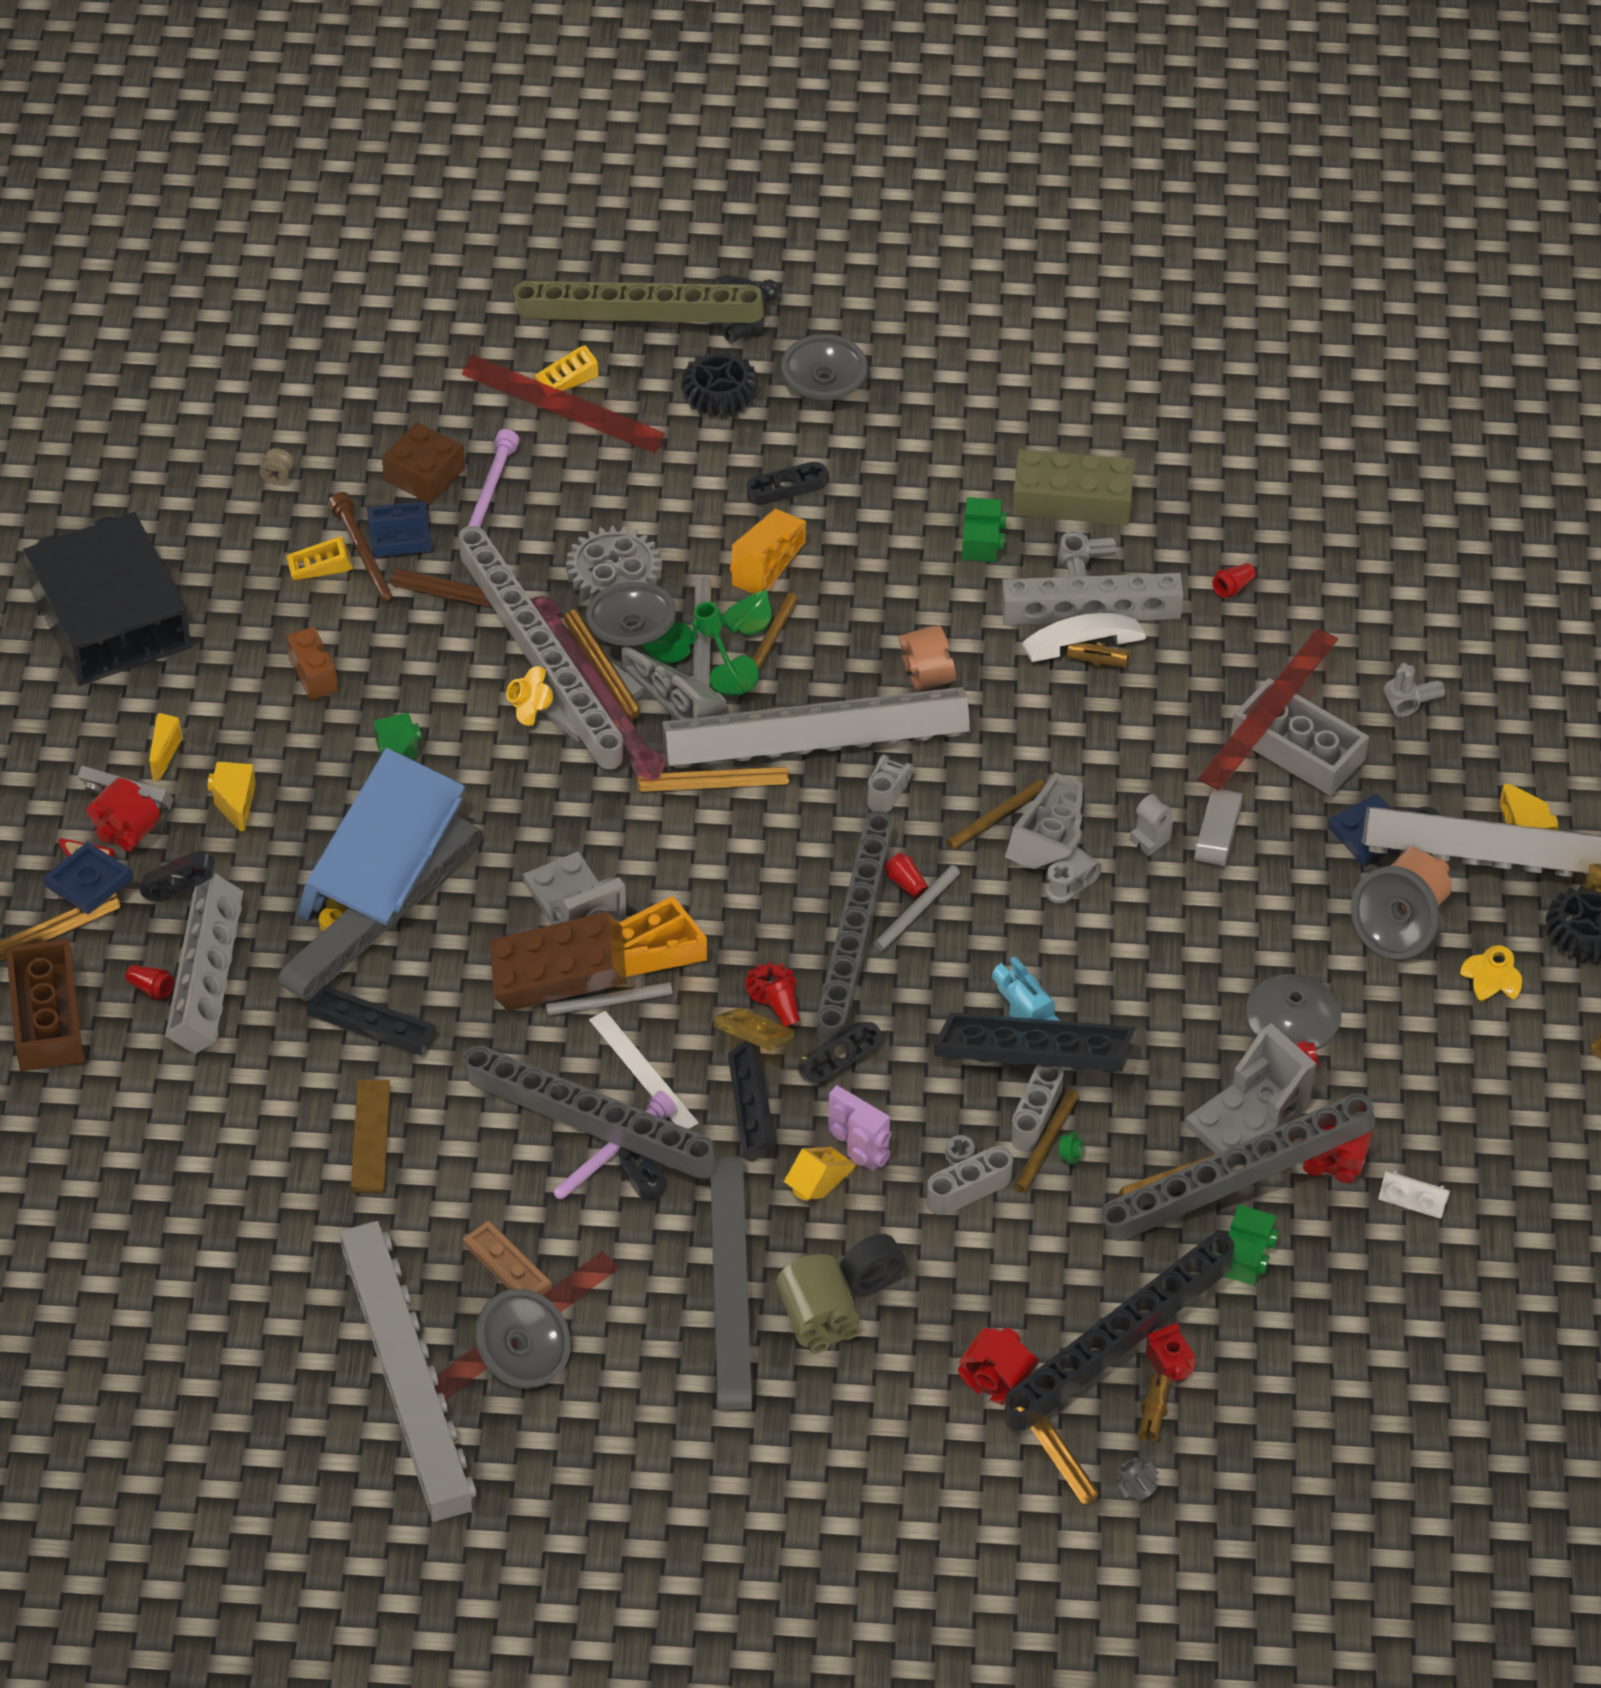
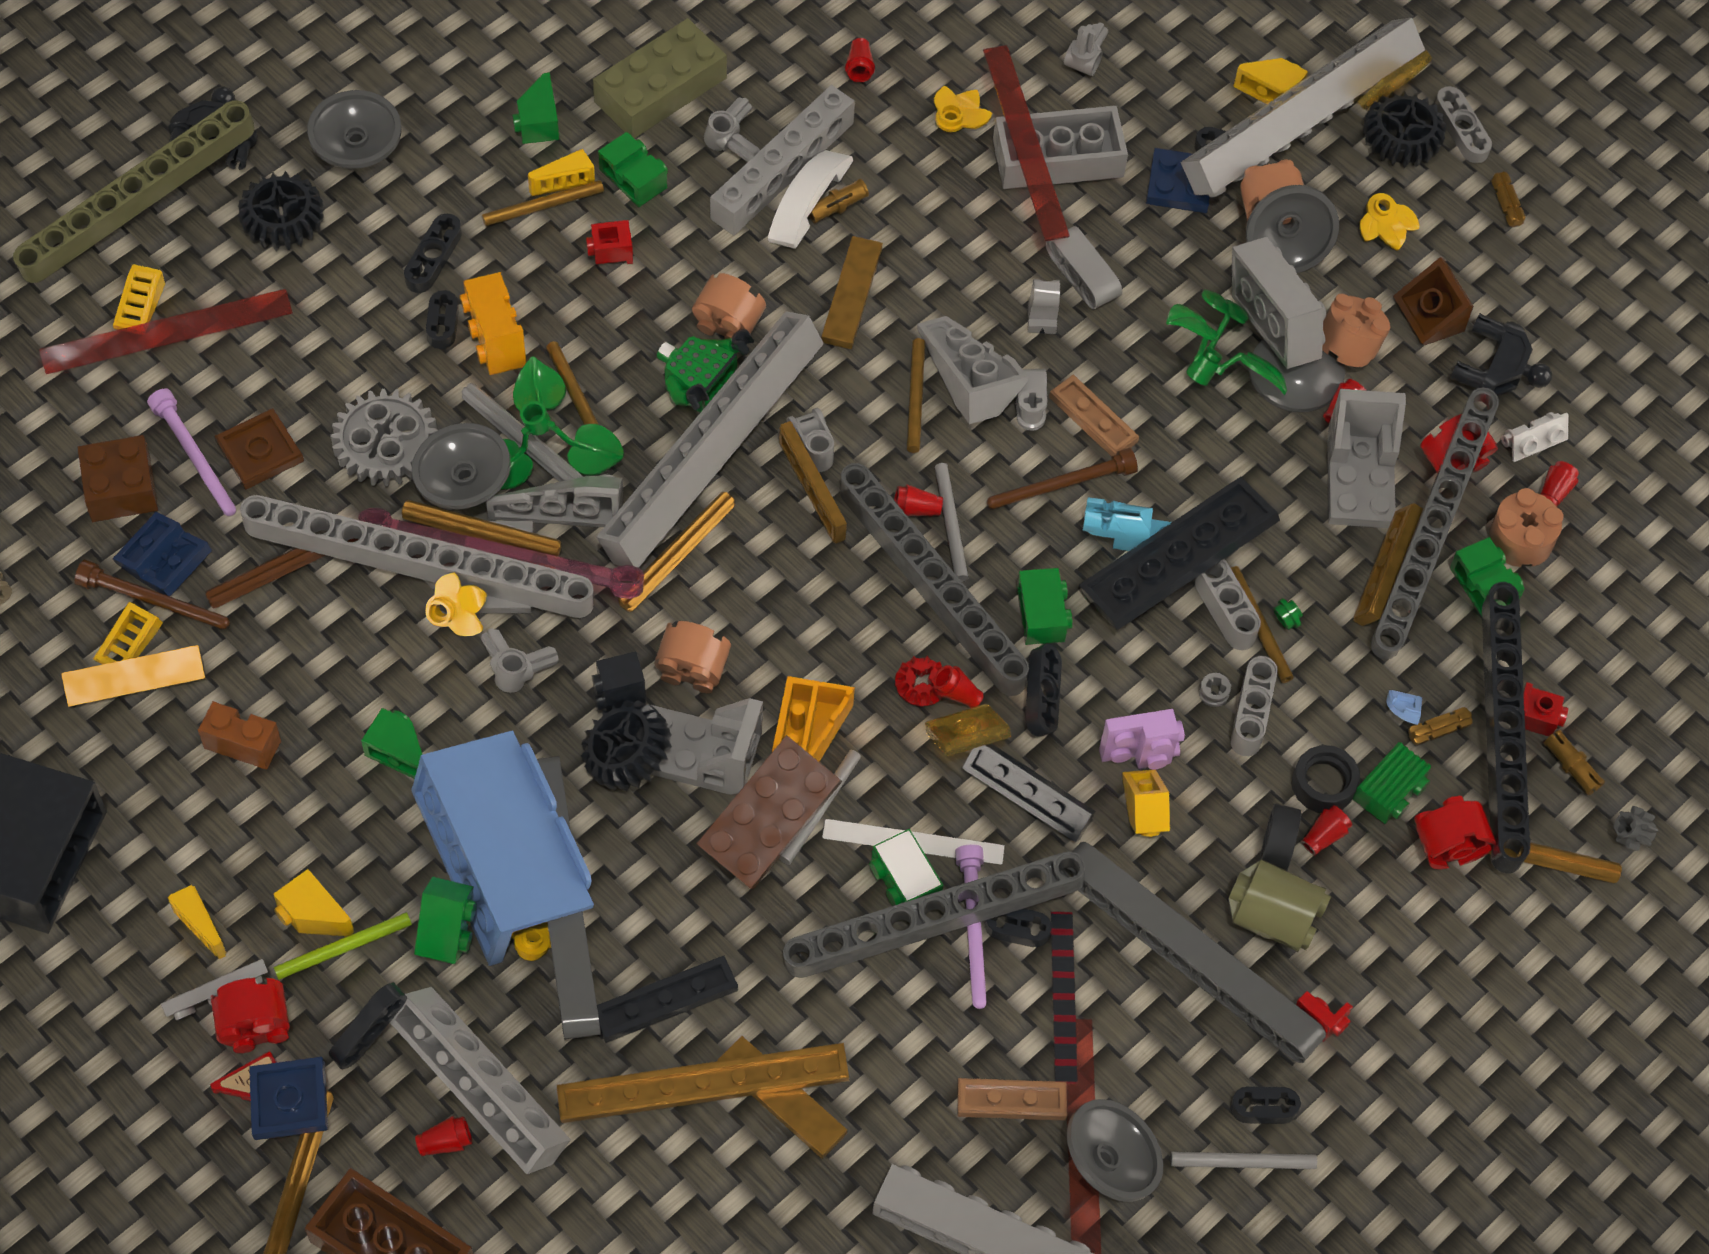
camera: 50 degrees left, 10 degrees up
(227, 831) = (342, 946): none -> lime piece
(290, 856) = (443, 920): none -> green brick
(296, 582) = (133, 675): none -> tile
(333, 1084) = (702, 1083): none -> pearl gold tile
(521, 761) = (513, 659): none -> light grey axle
(527, 855) = (626, 745): none -> black gear
(532, 515) = (259, 448): none -> reddish brown tile
(566, 819) = (618, 680): none -> black brick
(605, 1428) = (1243, 1160): none -> light grey bar
(611, 1070) = (904, 868): none -> white brick
(618, 1238) = (1064, 998): none -> black sticker
(633, 840) = (692, 656): none -> nougat brick
(665, 1407) = (1262, 1098): none -> black beam
(738, 524) = (435, 319): none -> black beam
(765, 1400) = (1320, 1011): none -> red bracket
(849, 810) = (812, 482): none -> pearl gold tile
(865, 677) = (701, 367): none -> green torso
(898, 507) = (542, 203): none -> pearl gold bar
(906, 1003) = (1042, 606): none -> green brick
(908, 562) = (610, 242): none -> red brick
(919, 1294) = (1327, 829): none -> red cone
(934, 497) = (562, 174): none -> yellow slope
(963, 1244) = (1331, 756): none -> black tyre
(964, 447) = (537, 113): none -> green slope
(1002, 1305) = (1393, 783): none -> green brick
(1035, 718) = (852, 292): none -> pearl gold tile
(1079, 1272) = (1405, 706): none -> light blue tile
(1082, 966) = (1122, 463): none -> reddish brown piece
(1083, 1302) = (1440, 725): none -> pearl gold axle
(1103, 925) = (1093, 416): none -> medium nougat tile
(1223, 951) = (1208, 360): none -> green plant
(1262, 662) = (961, 108): none -> yellow plate
(1314, 945) = (1278, 302): none -> light grey brick
(1316, 1237) = (1526, 527): none -> nougat brick
(1357, 1012) = (1355, 329): none -> nougat brick
(1384, 1235) = (1559, 481): none -> red cone
(1449, 1050) = (1435, 303): none -> reddish brown slope
(1455, 1131) = (1508, 363): none -> black connector

